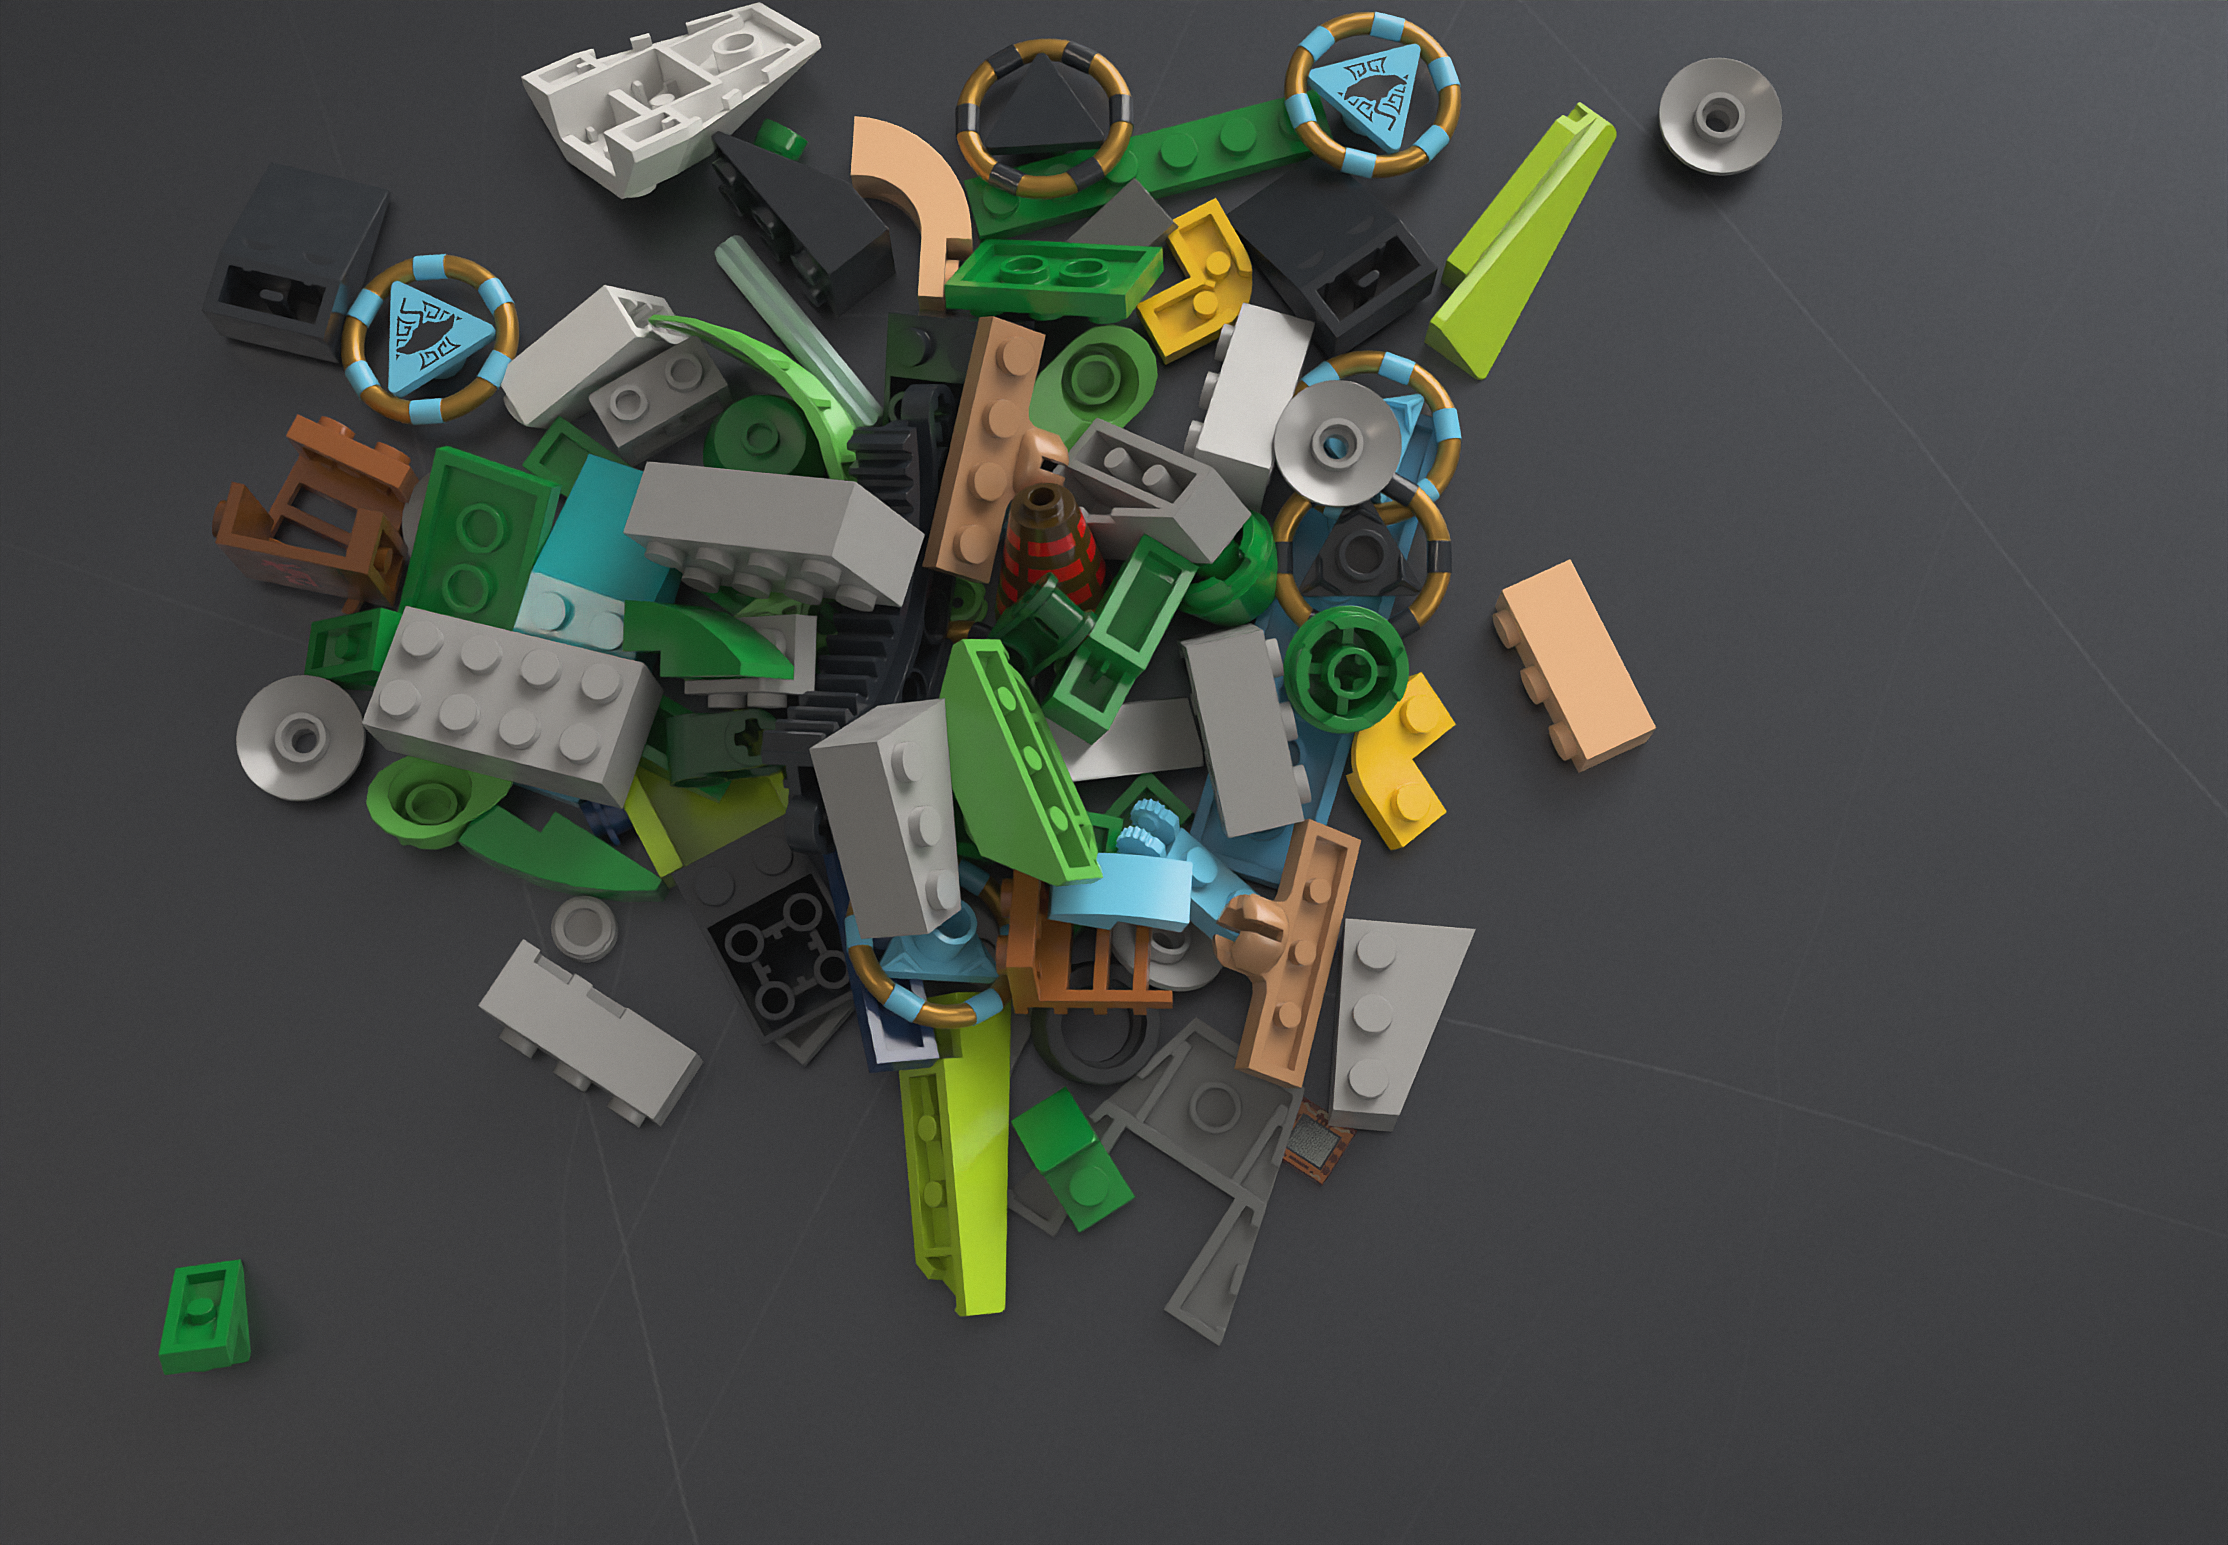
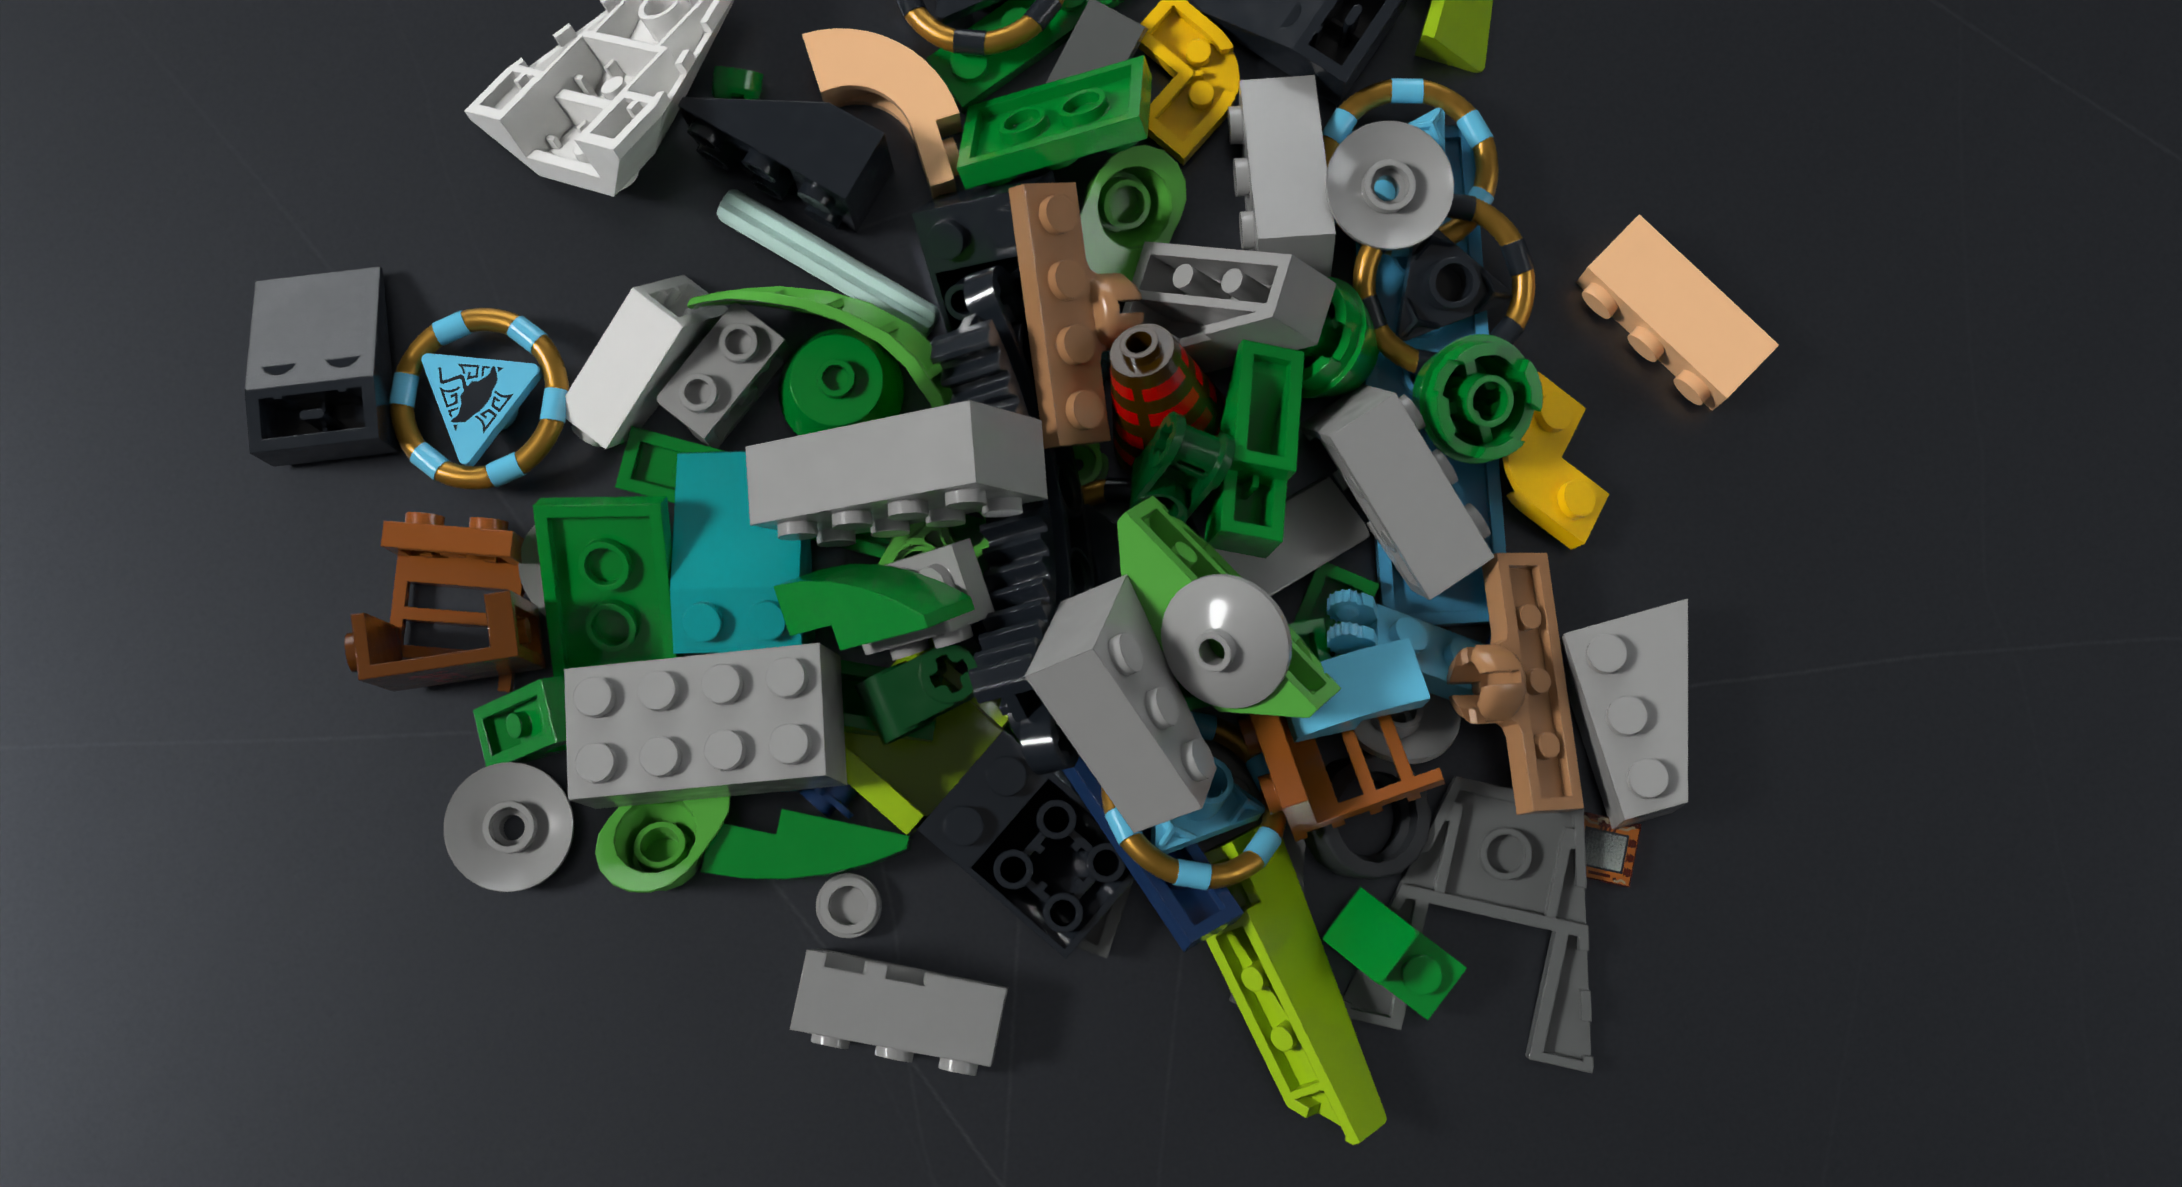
camera: 20 degrees left, 5 degrees up
(1030, 787) = (1247, 627): none -> light grey dish

